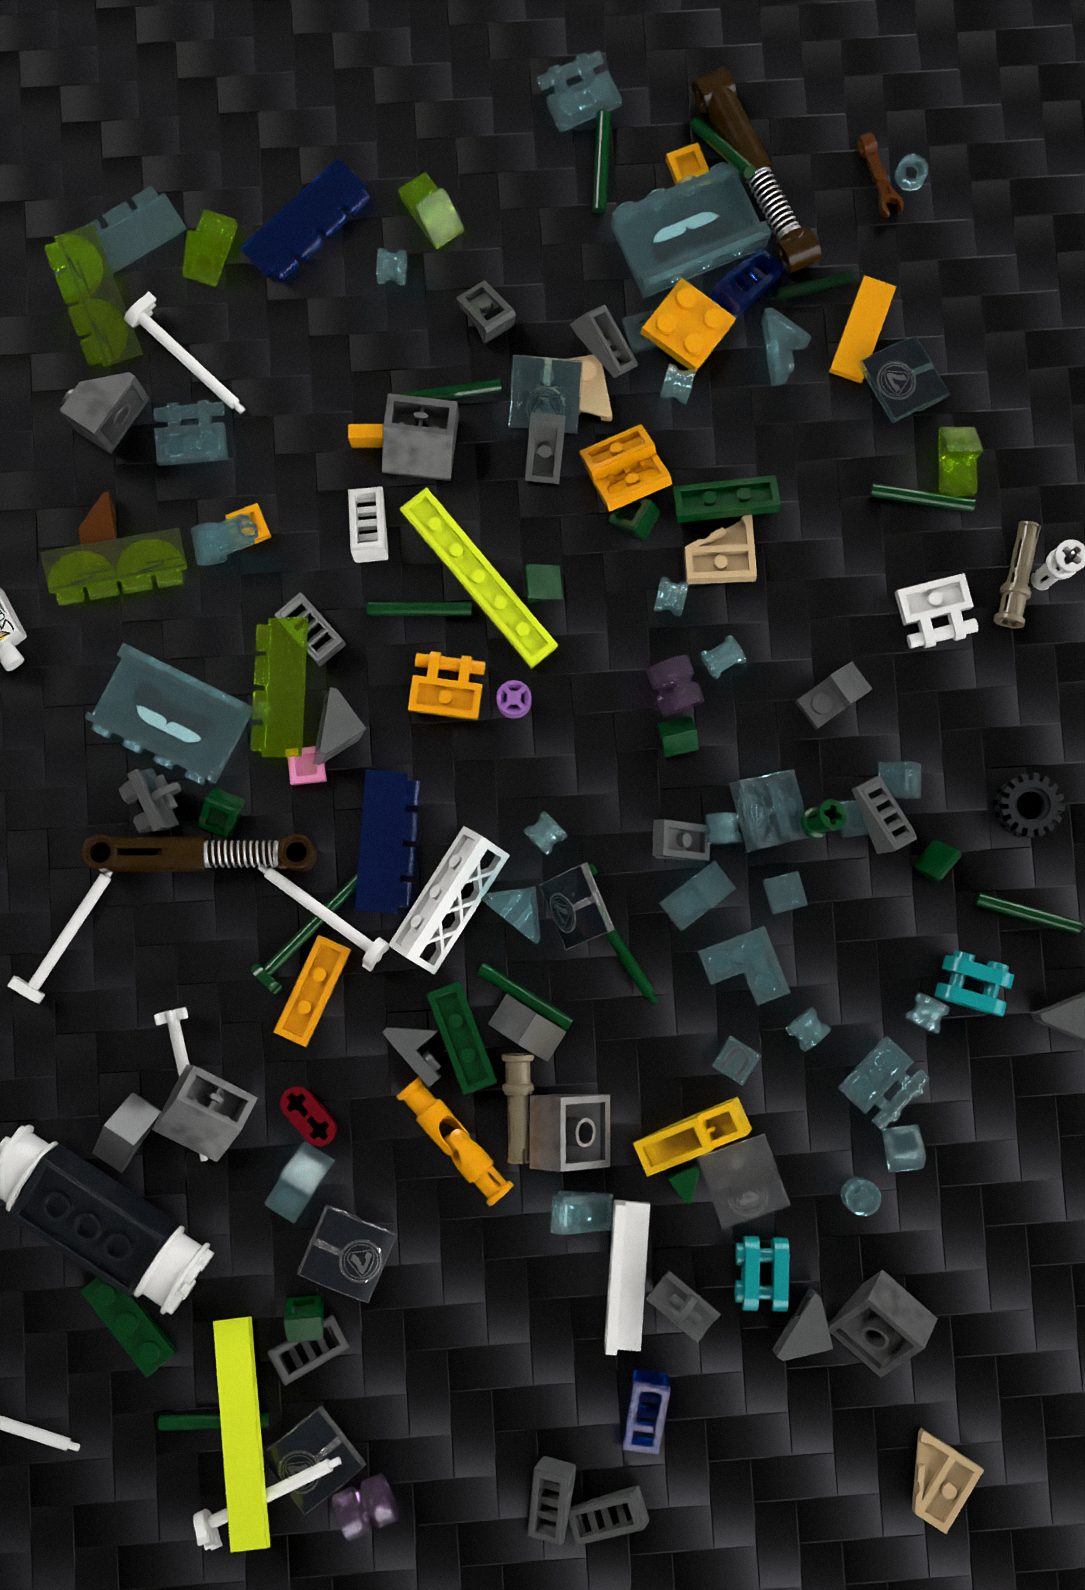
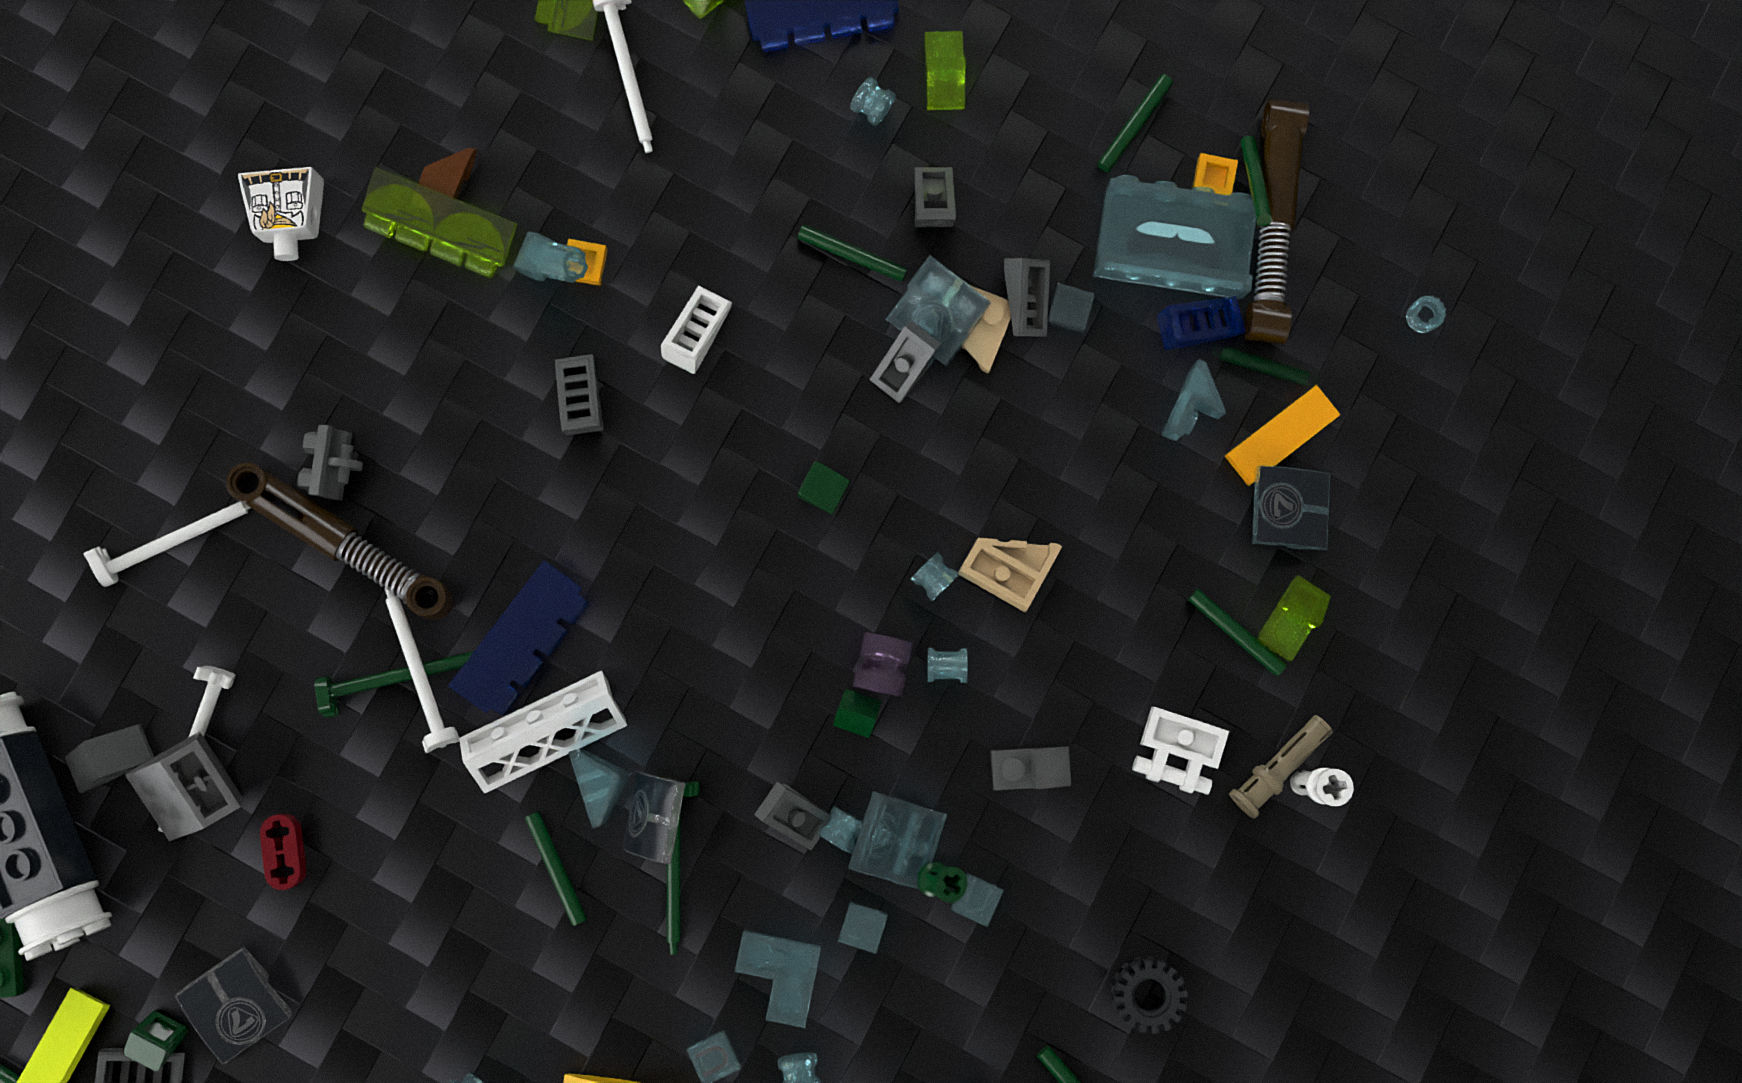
camera: 30 degrees right, 0 degrees up
(104, 408) = (518, 70): flat silver slope -> none
(170, 715) = (396, 395): clear light blue panel -> none
(190, 442) = (580, 151): clear light blue plate -> none
(221, 813) = (387, 514): dark green slope -> none
(284, 681) = (523, 426): clear neon green windscreen -> none
(299, 1182) = (234, 908): clear light blue slope -> none
(303, 770) = (493, 520): bright pink tile -> none
(312, 990) = (362, 735): light orange tile -> none
(337, 727) = (541, 505): dark grey slope -> none
(365, 435) = (747, 246): light orange tile -> none
(407, 1043) = (414, 843): dark grey slope -> none
(419, 437) = (794, 278): flat silver slope -> none
(419, 609) = (692, 439): dark green bar -> none
(446, 696) = (663, 538): light orange plate -> none
(461, 1037) = (470, 870): dark green plate -> none
(466, 1154) = (403, 990): light orange piece -> none
(479, 577) = (767, 445): neon yellow tile -> none
(510, 694) = (716, 576): medium lavender wheel -> none
(518, 1088) = (489, 954): dark tan pin -> none
(526, 1028) = (536, 900): dark grey slope -> none
(545, 833) = (671, 727): clear light blue wheel -> none
(569, 1132) = (512, 1025): flat silver slope -> none
(583, 100) = (1153, 53): clear light blue plate -> none
(625, 467) = (970, 427): light orange slope -> none
(636, 517) = (951, 477): dark green slope -> none
(677, 383) = (1071, 378): clear light blue wheel -> none
(688, 325) = (1117, 328): light orange plate -> none
(697, 896) = (778, 877): clear light blue slope -> none
(726, 499) = (1047, 516): dark green plate -> none
(868, 149) = (1398, 267): reddish brown piece -> none
(897, 829) = (1010, 931): dark grey slope -> none
(902, 778) = (1041, 889): clear light blue slope -> none
(936, 860) = (1026, 990): dark green slope -> none

